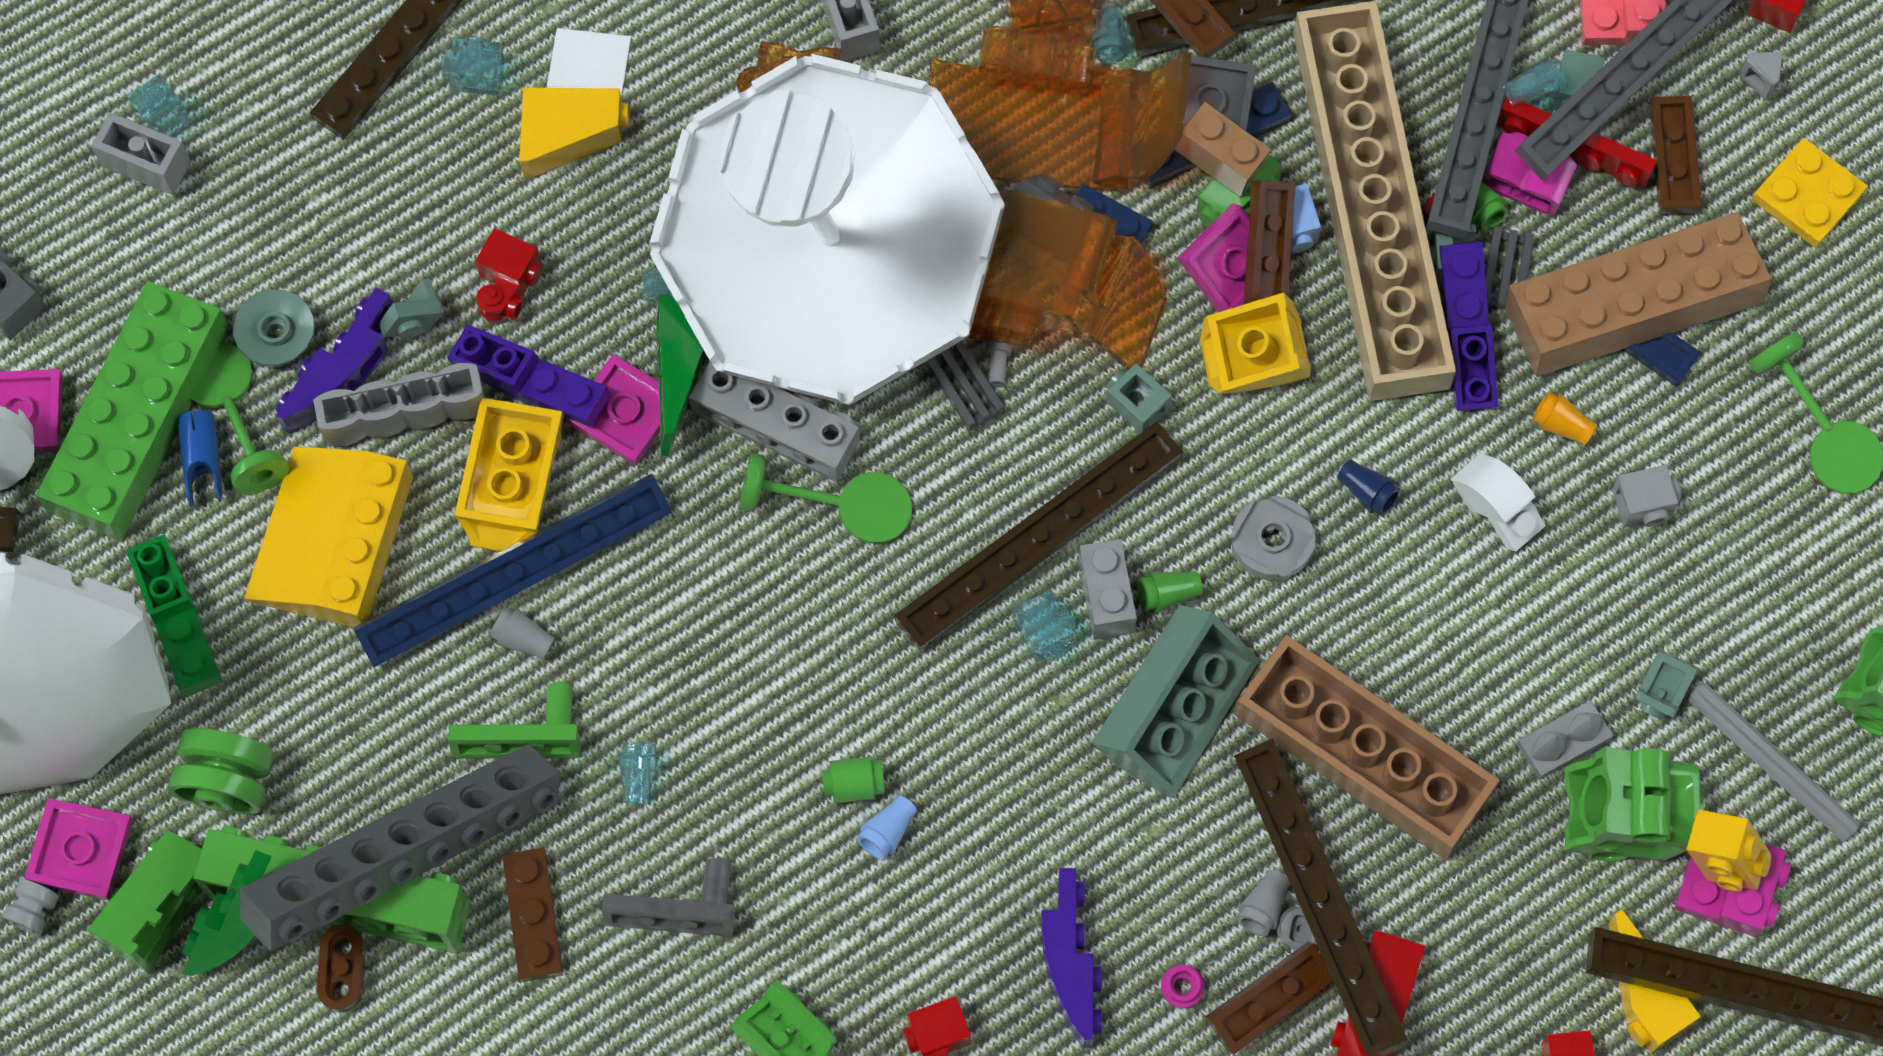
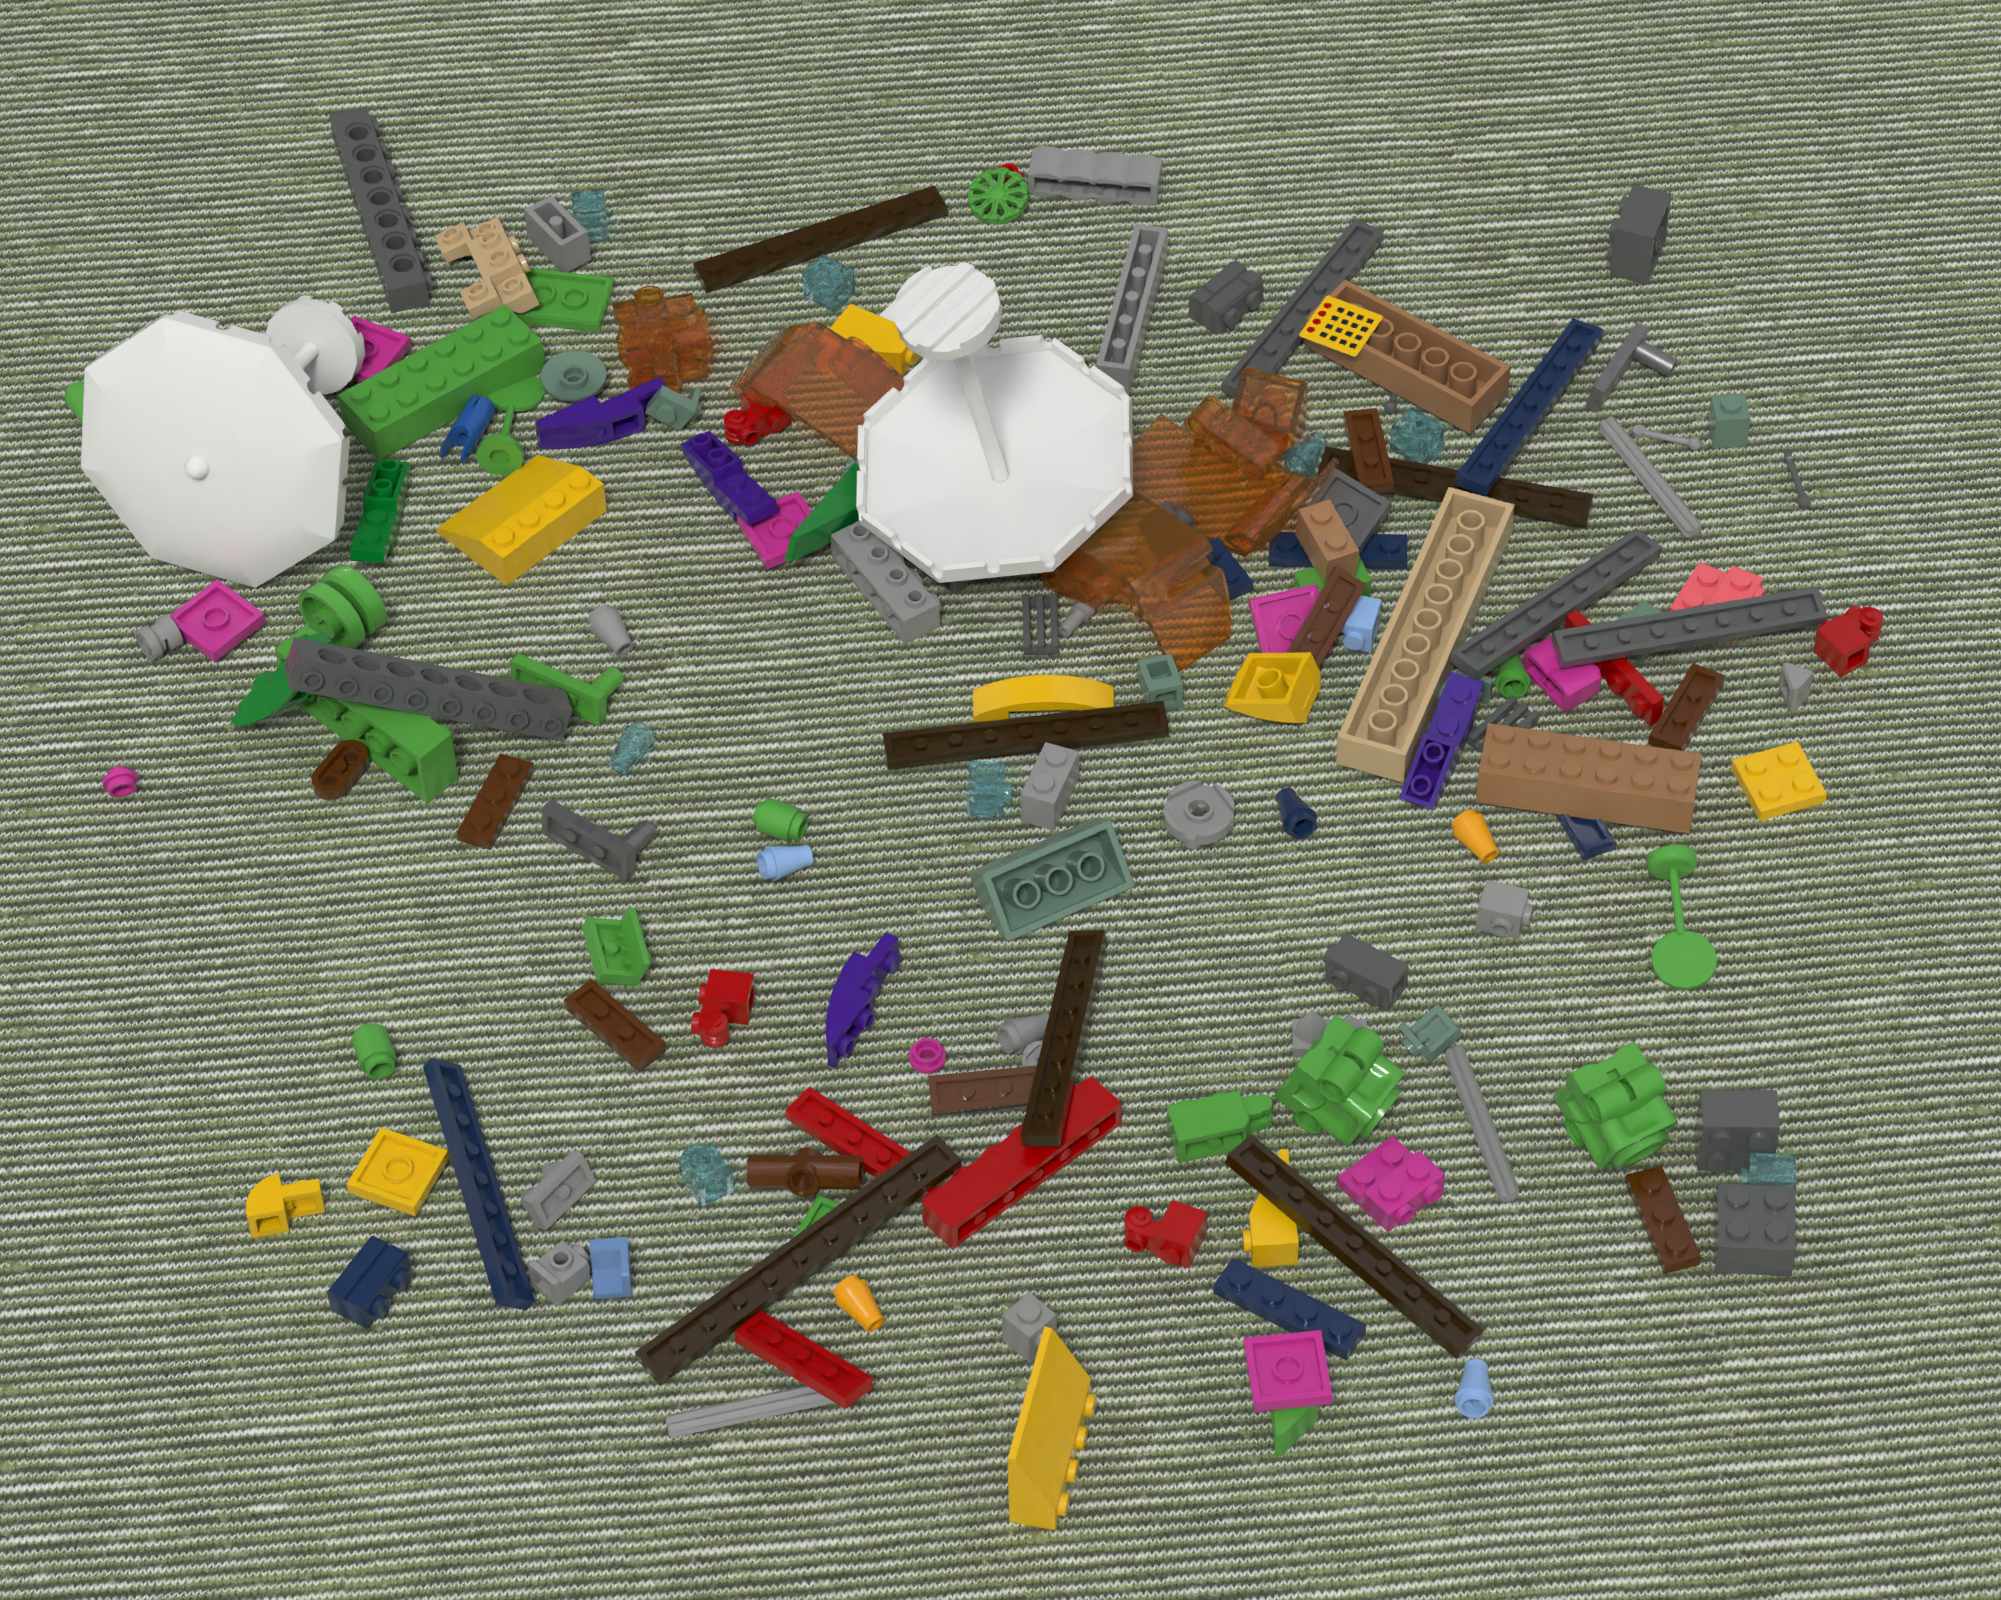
camera: 30 degrees right, 20 degrees down
(111, 233) = (497, 262): none -> tan bracket
(150, 903) = (225, 668): bright green wedge -> none
(188, 230) = (568, 300): none -> bright green tile
(349, 238) = (662, 338): none -> clear orange piece
(390, 407) = (626, 454): light grey brick -> none
(507, 472) = (671, 528): yellow slope -> none
(512, 570) = (632, 588): dark blue plate -> none
(560, 212) = (819, 380): none -> clear orange beam
(870, 506) = (912, 667): bright green piece -> none
(1025, 479) = (1039, 694): none -> yellow slope
(1167, 589) = (1093, 805): bright green cone -> none
(1366, 747) = (1170, 965): medium nougat brick -> none
(1502, 496) = (1388, 860): white brick -> none
(1522, 911) = (1216, 1123): none -> bright green hinge
(1538, 82) = (1601, 606): clear light blue cone -> none
(1557, 645) = (1365, 972): none -> dark grey brick
(1728, 851) = (1389, 1134): yellow brick -> none

